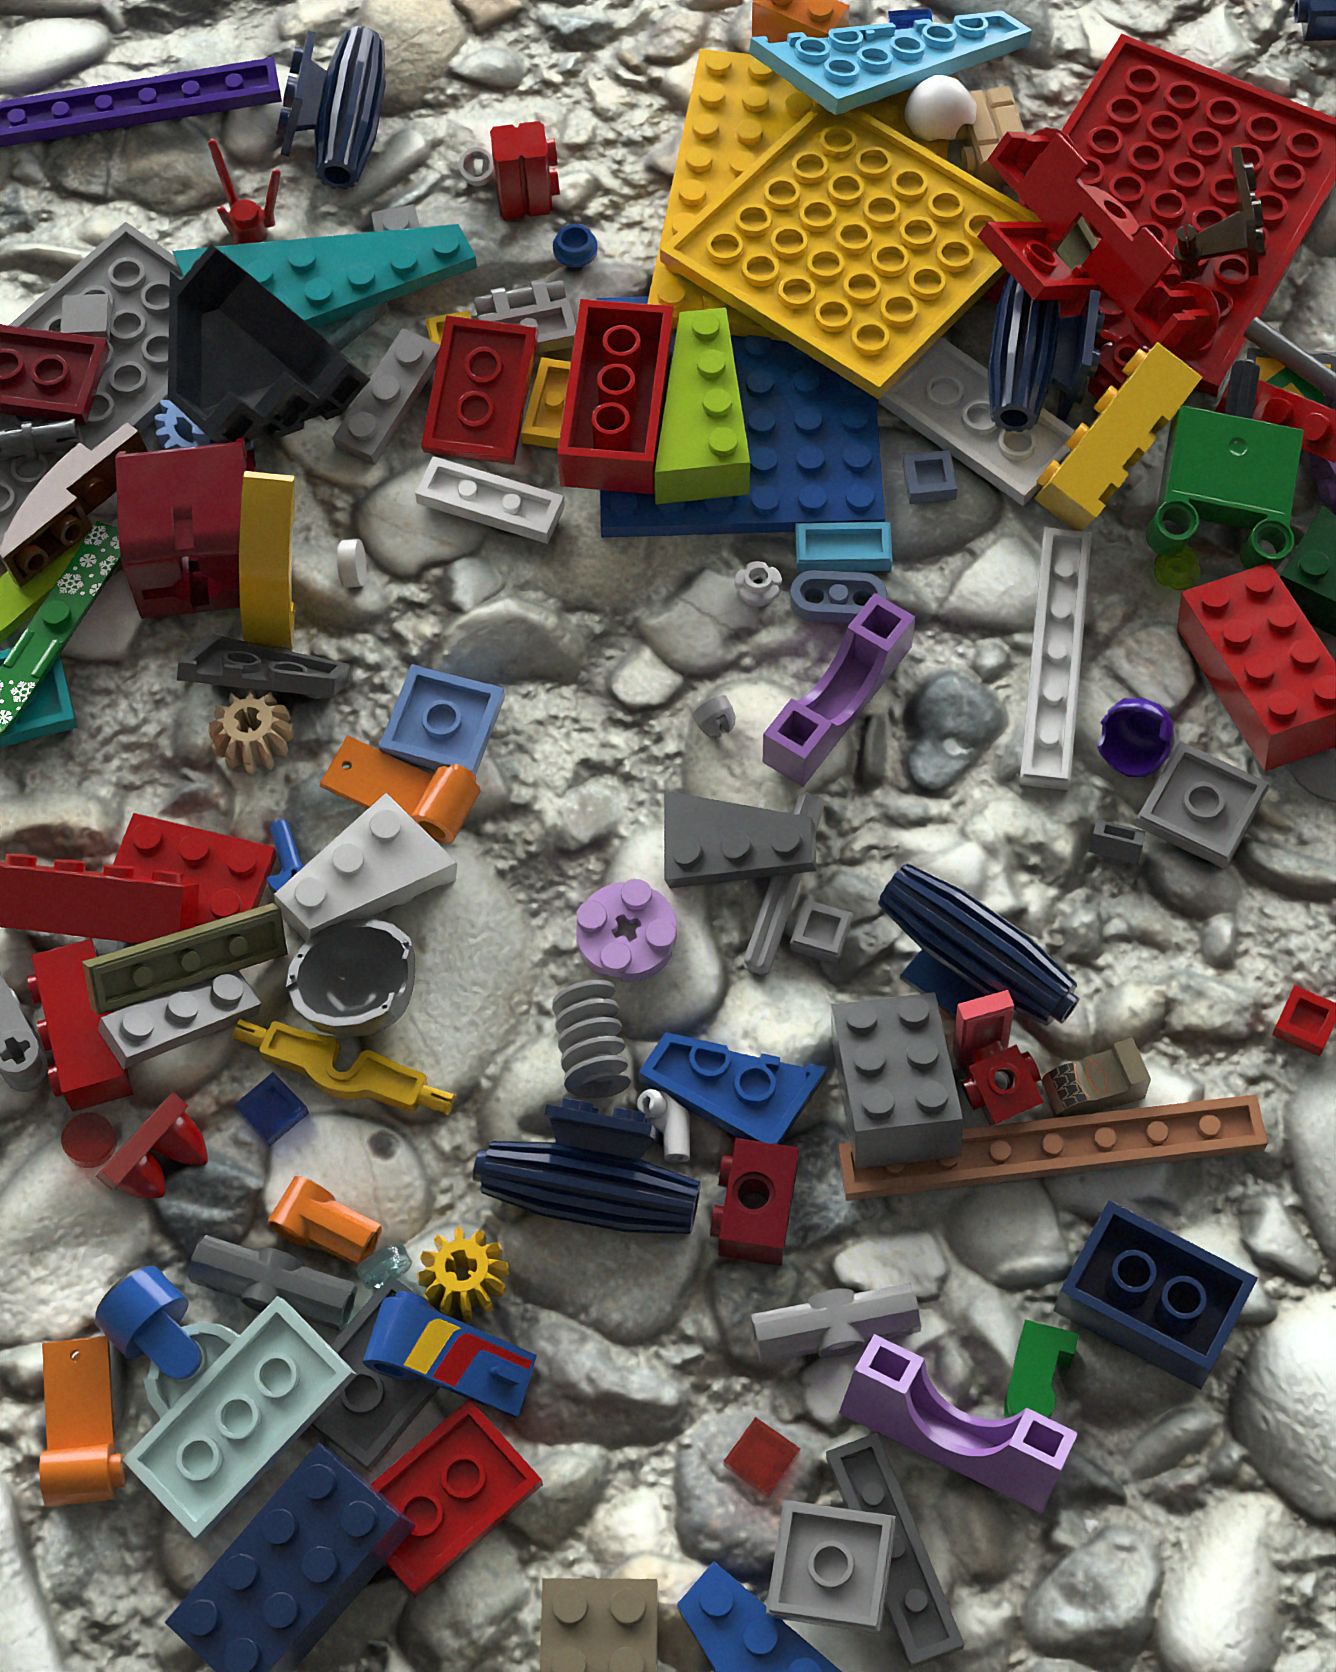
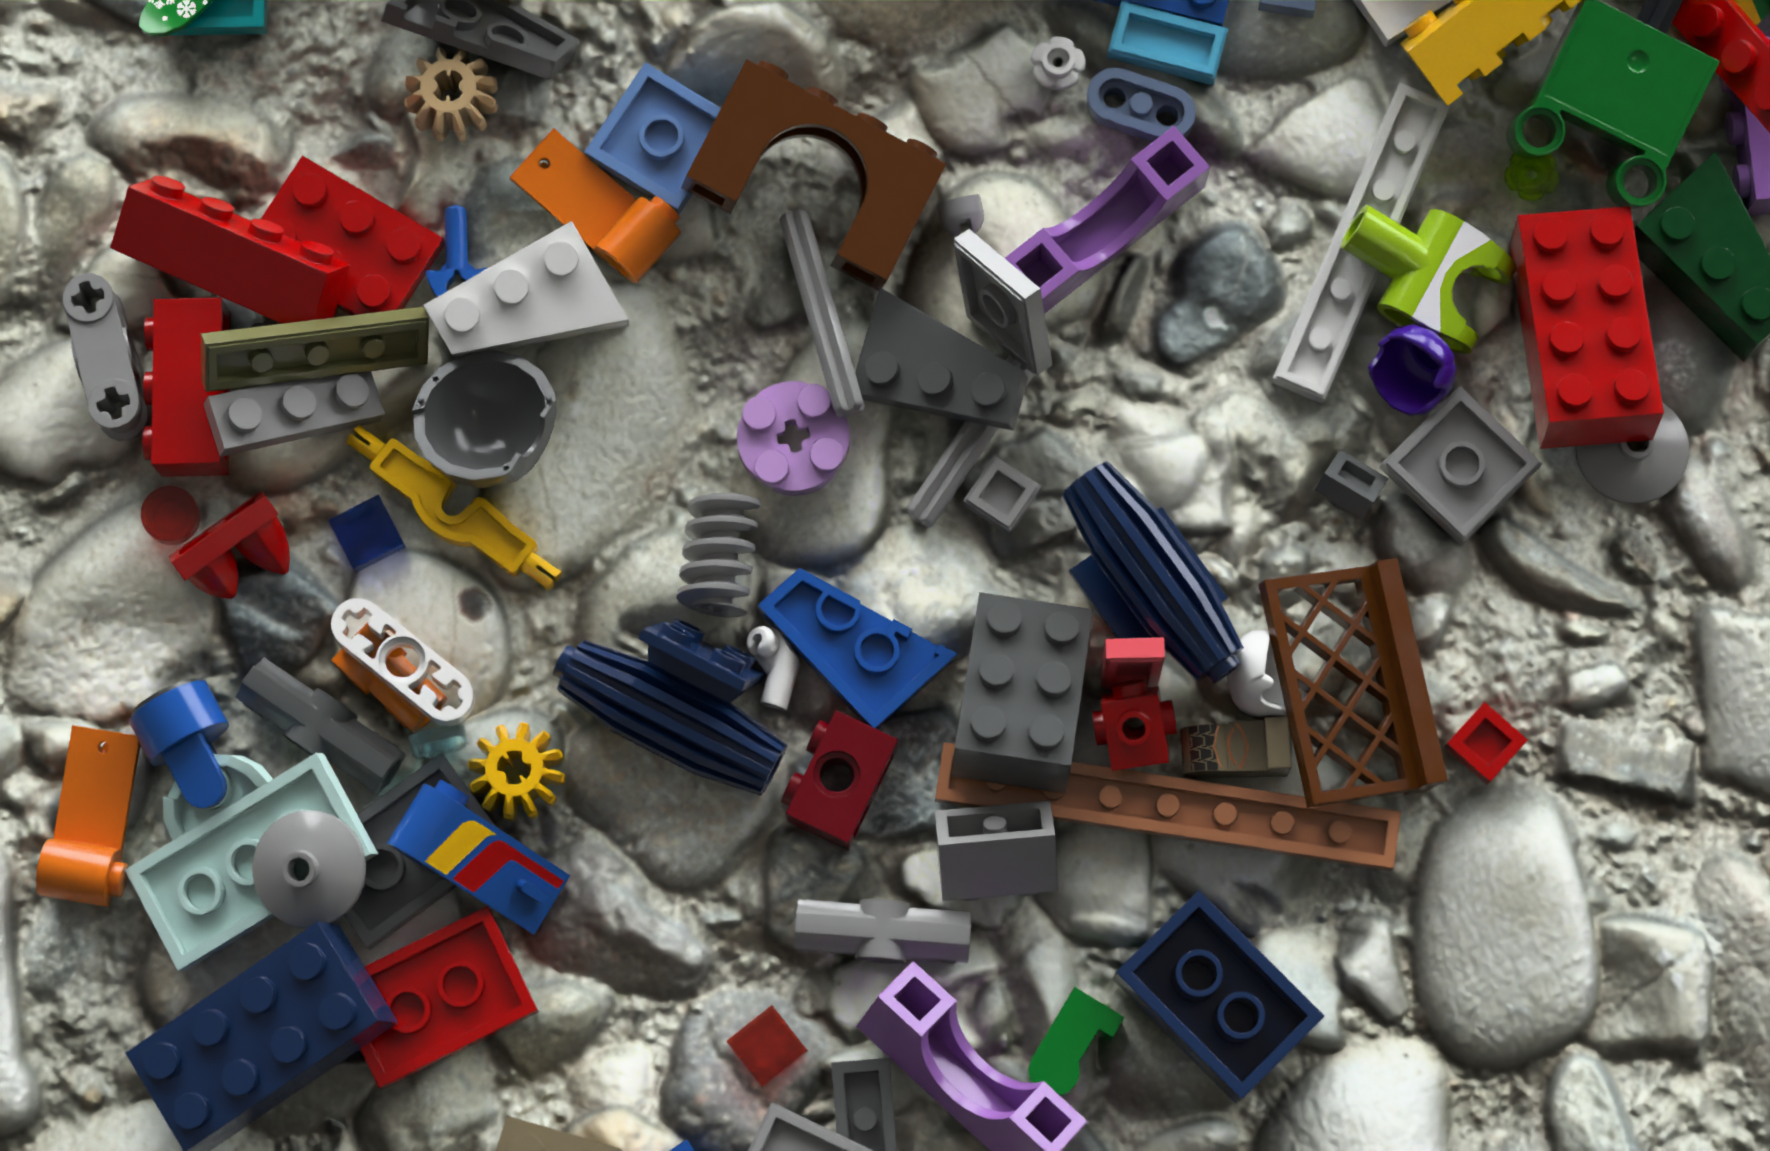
camera: 15 degrees right, 15 degrees up
(321, 1410) = (334, 864): none -> light grey dish
(376, 1202) = (379, 623): none -> white beam
(622, 823) = (822, 313): none -> light grey axle
(644, 694) = (891, 173): none -> reddish brown arch
(776, 764) = (1003, 302): none -> light grey plate
(916, 1222) = (996, 851): none -> light grey brick
(1096, 1021) = (1256, 681): none -> white hair
(1120, 654) = (1426, 268): none -> lime connector
(1209, 984) = (1398, 675): none -> reddish brown fence

